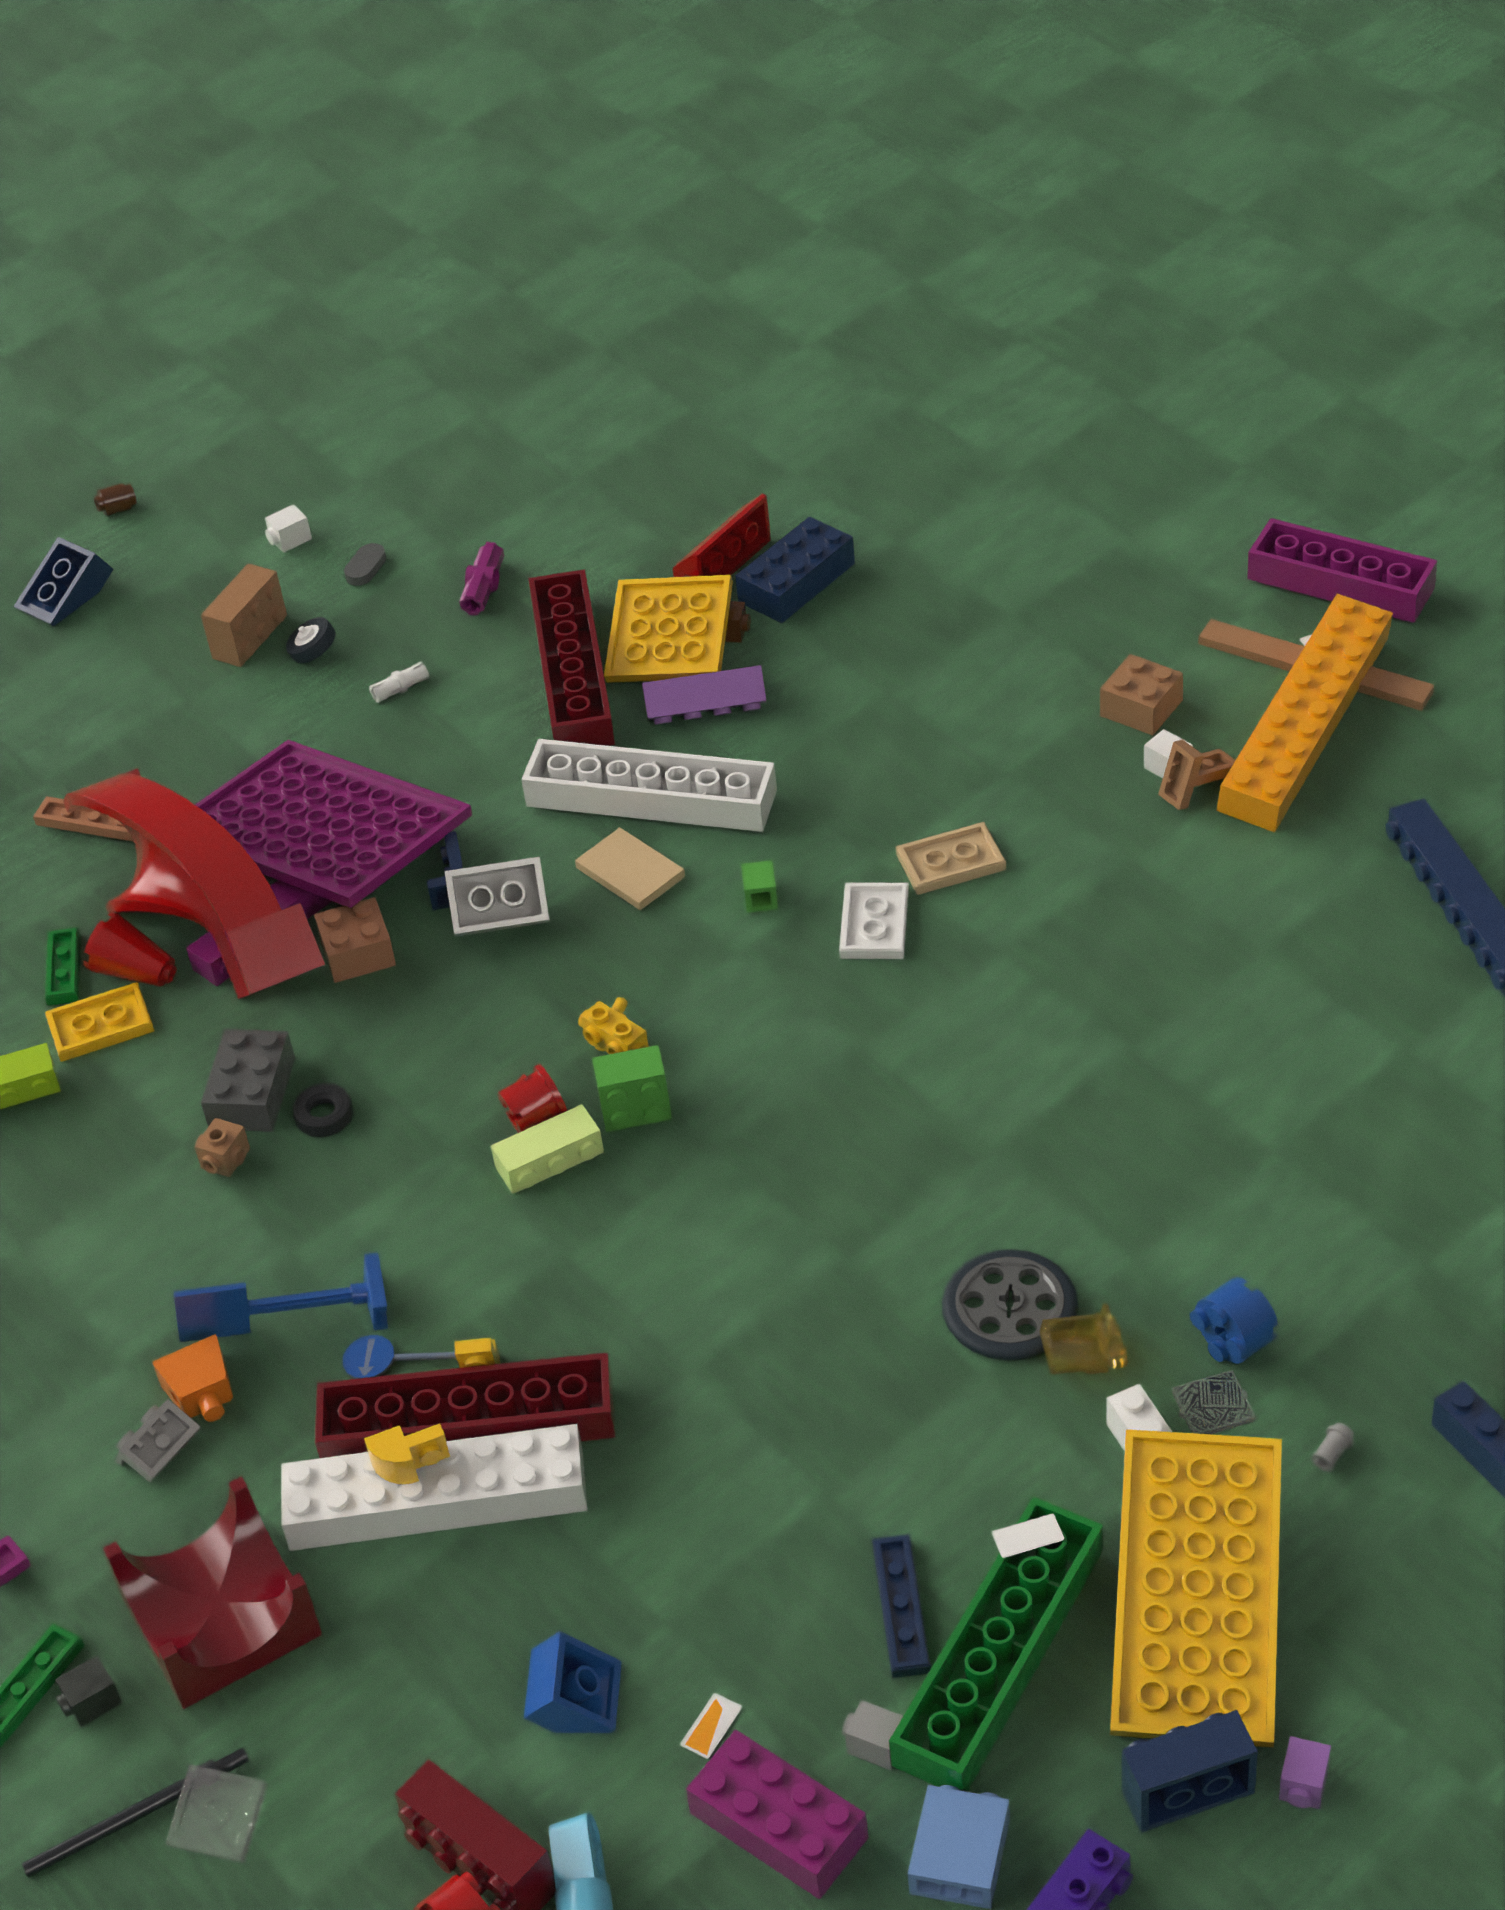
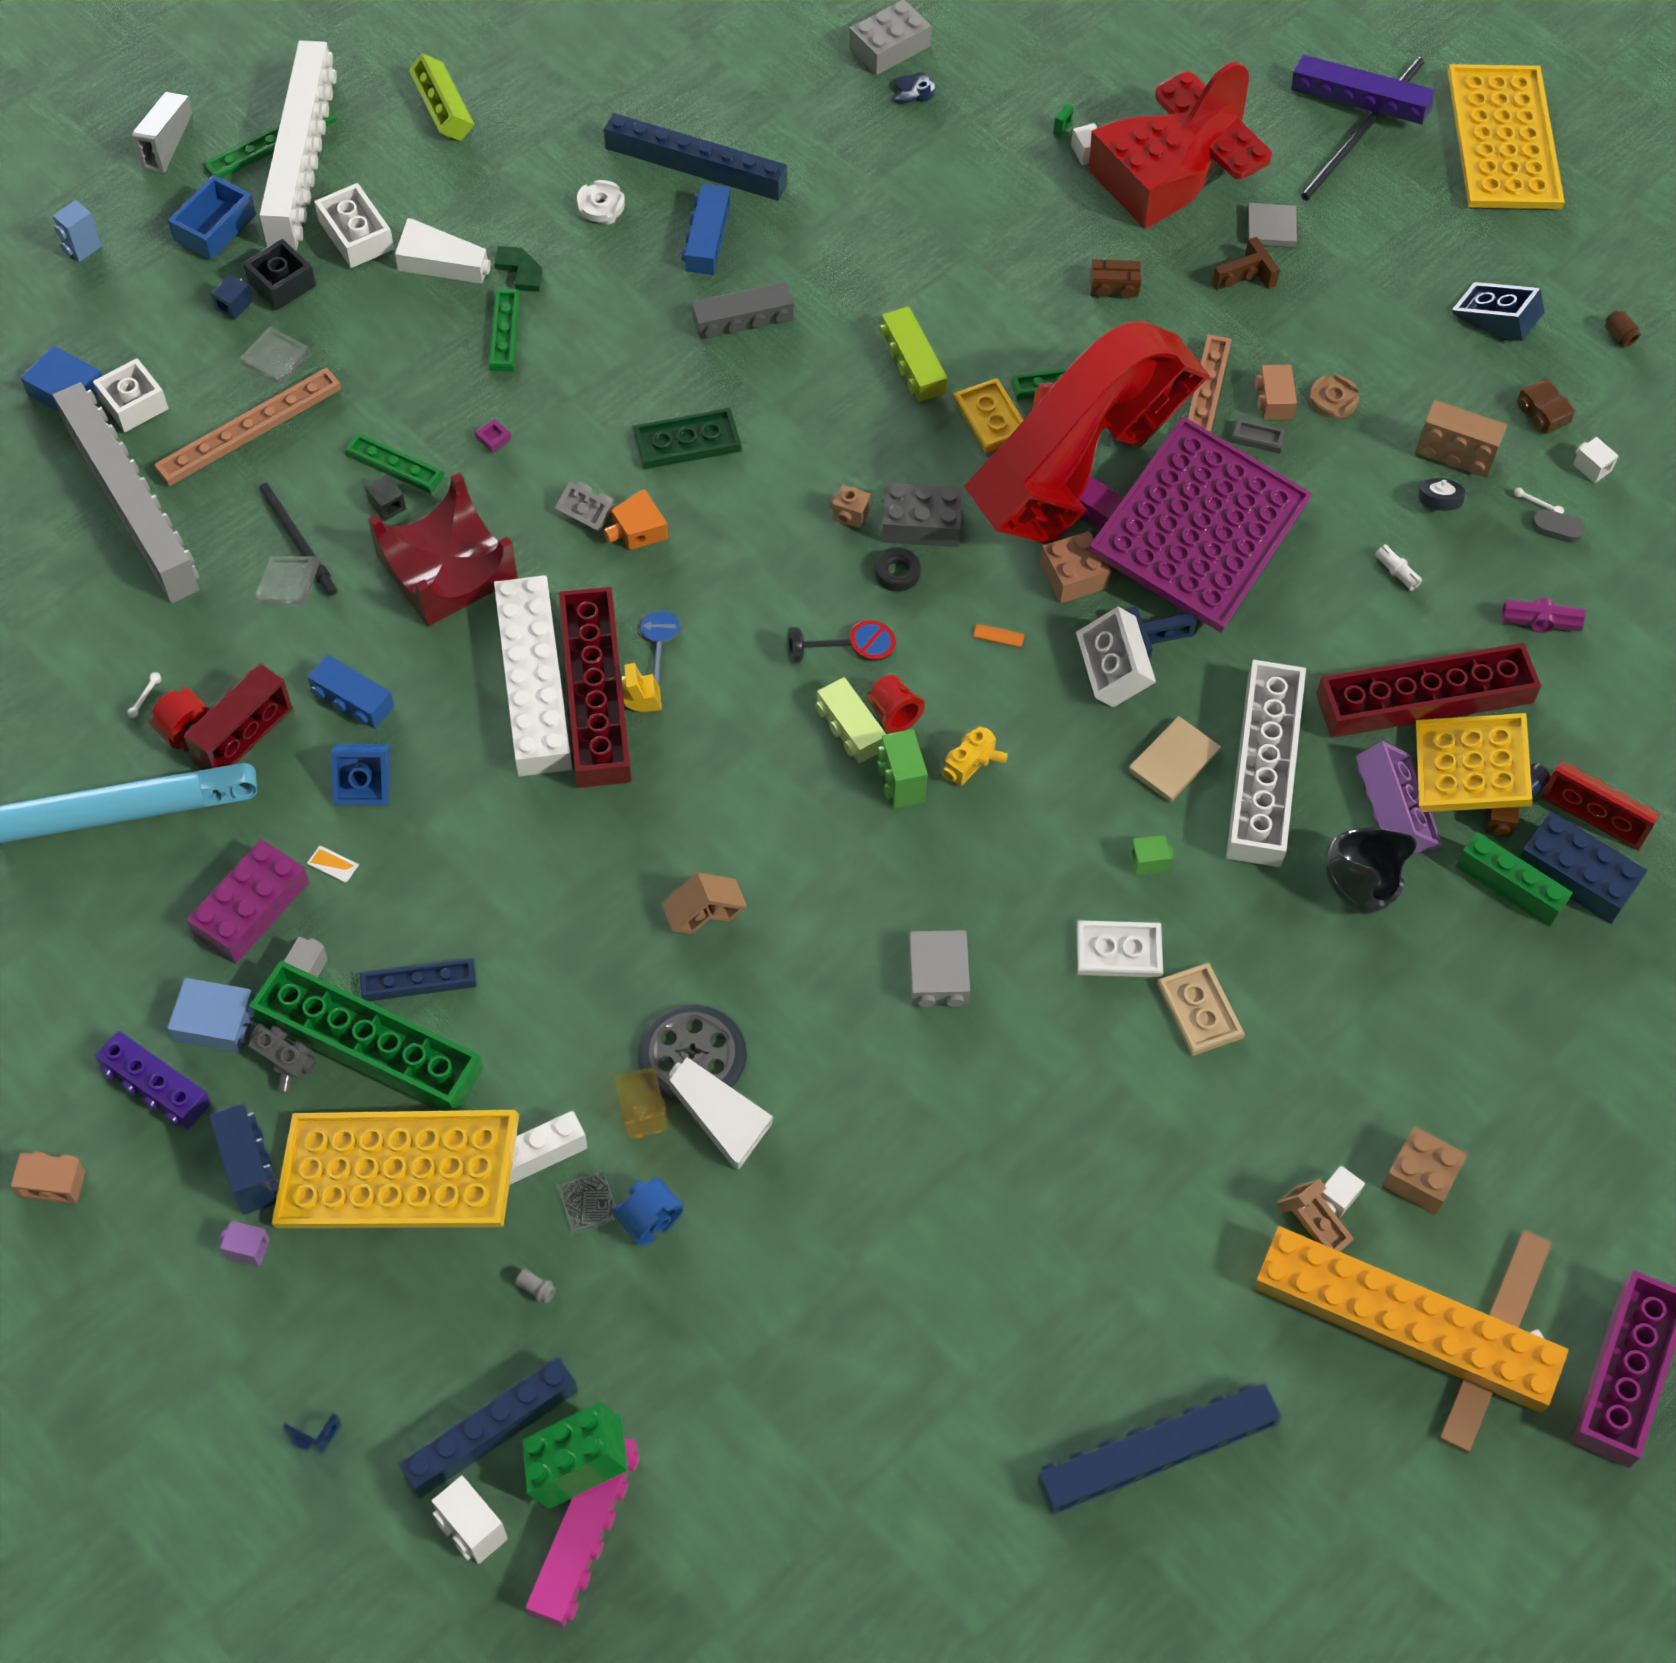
camera: 80 degrees right, 15 degrees up
(60, 1336) = (687, 438): none -> dark green tile
(126, 755) = (1277, 392): none -> nougat brick
(147, 723) = (1334, 396): none -> medium nougat tile
(194, 780) = (1258, 435): none -> dark grey tile
(207, 559) = (1545, 406): none -> reddish brown brick
(227, 1310) = (712, 618): blue piece -> none
(315, 589) = (1519, 492): none -> white hinge
(398, 1456) = (533, 640): yellow brick -> none
(426, 1136) = (867, 638): none -> piece
(431, 1711) = (350, 692): none -> blue brick
(434, 1020) = (998, 635): none -> orange window
(792, 711) = (1368, 867): none -> black piece
(806, 615) = (1513, 879): none -> green brick
(811, 1285) = (703, 899): none -> medium nougat brick
(901, 1067) = (939, 968): none -> light grey brick
(1027, 1535) = (443, 1050): white sticker -> none
(1028, 1739) = (288, 1056): none -> dark grey brick
(1097, 1260) = (722, 1112): none -> white slope

